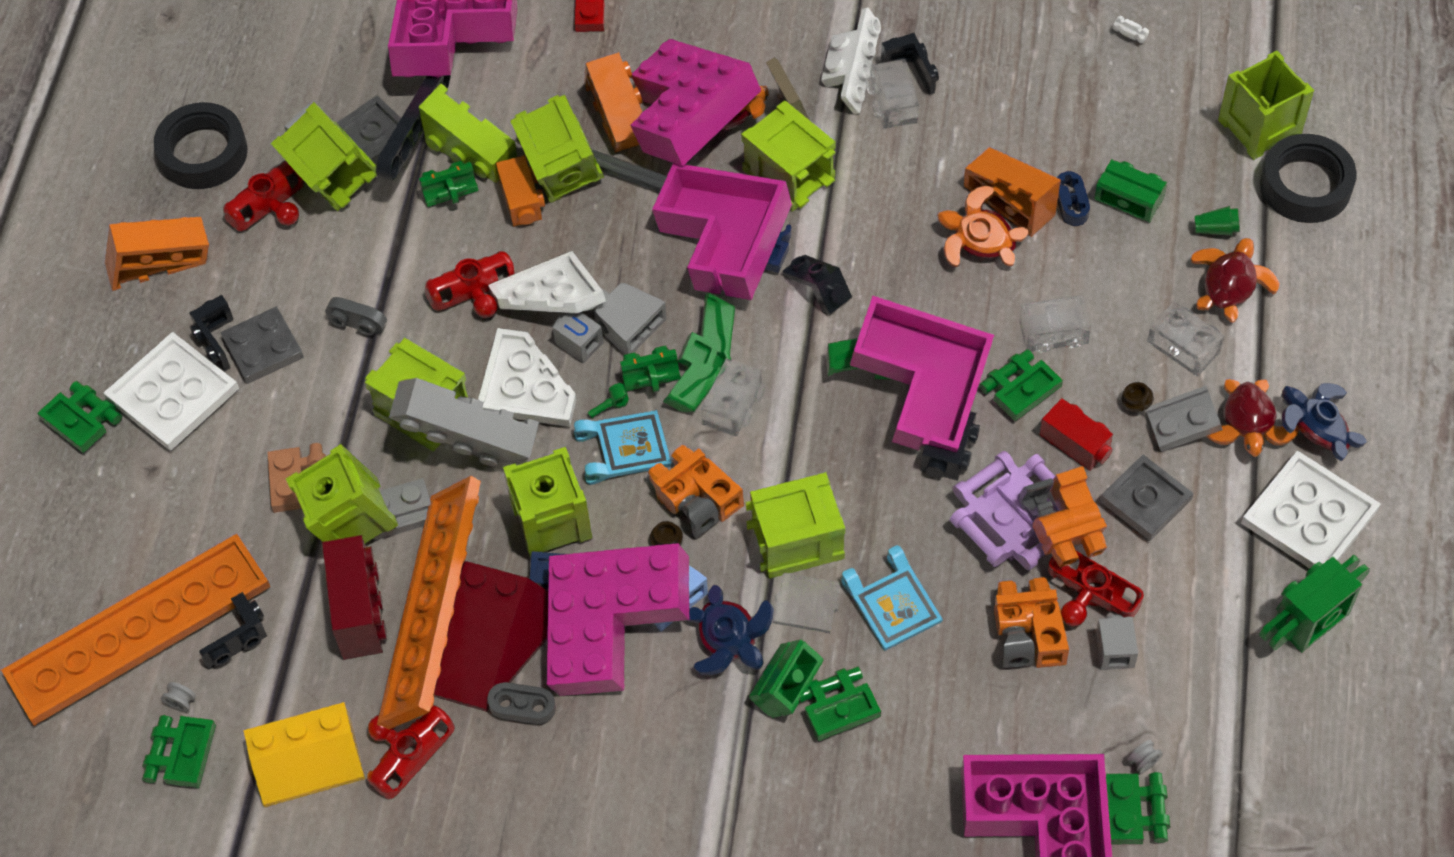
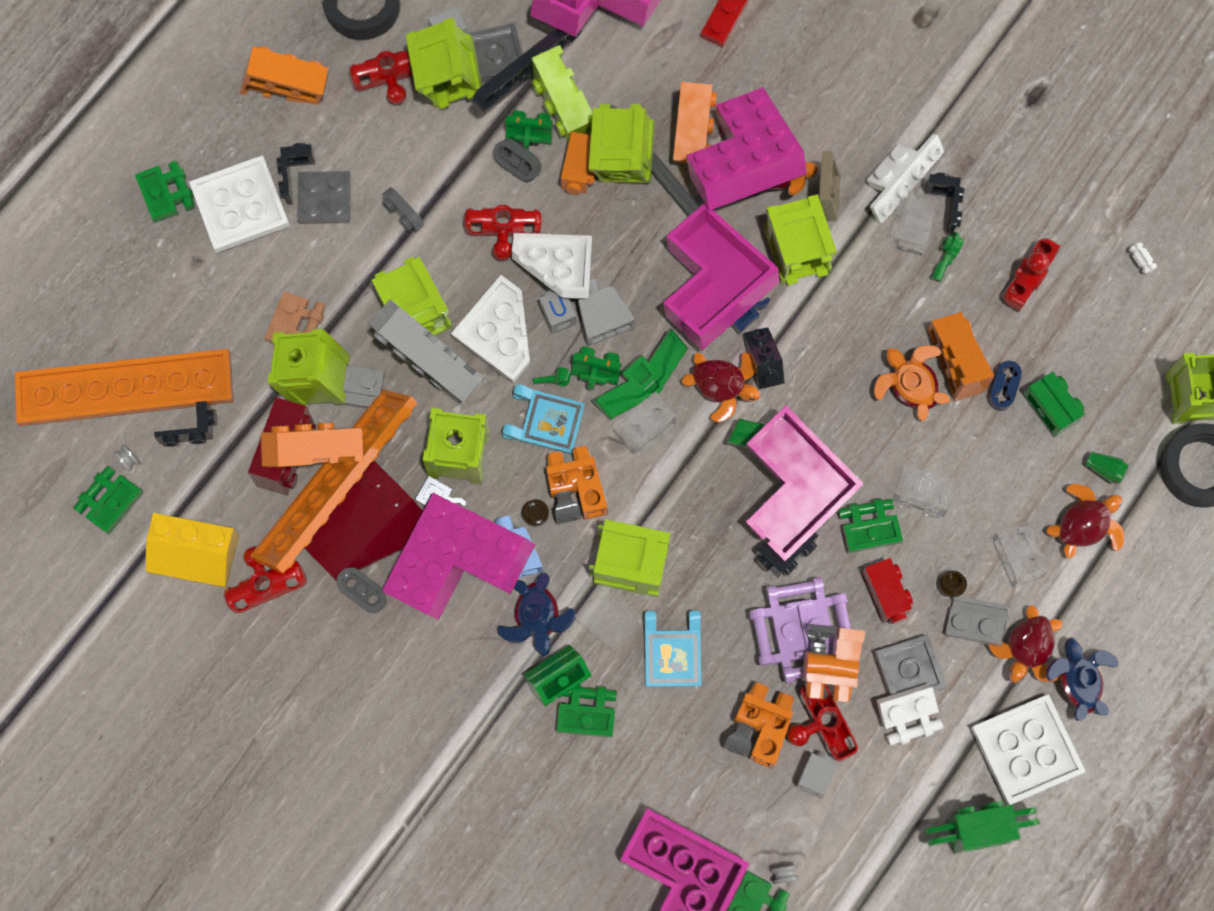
camera: 25 degrees right, 15 degrees up
(391, 566) = (311, 445): none -> orange wedge
(453, 218) = (518, 160): none -> dark grey plate
(789, 322) = (723, 383): none -> animal
(942, 101) = (952, 245): none -> green plate
(1034, 88) = (1030, 273): none -> red piece
(1166, 530) = (906, 707): none -> white plate

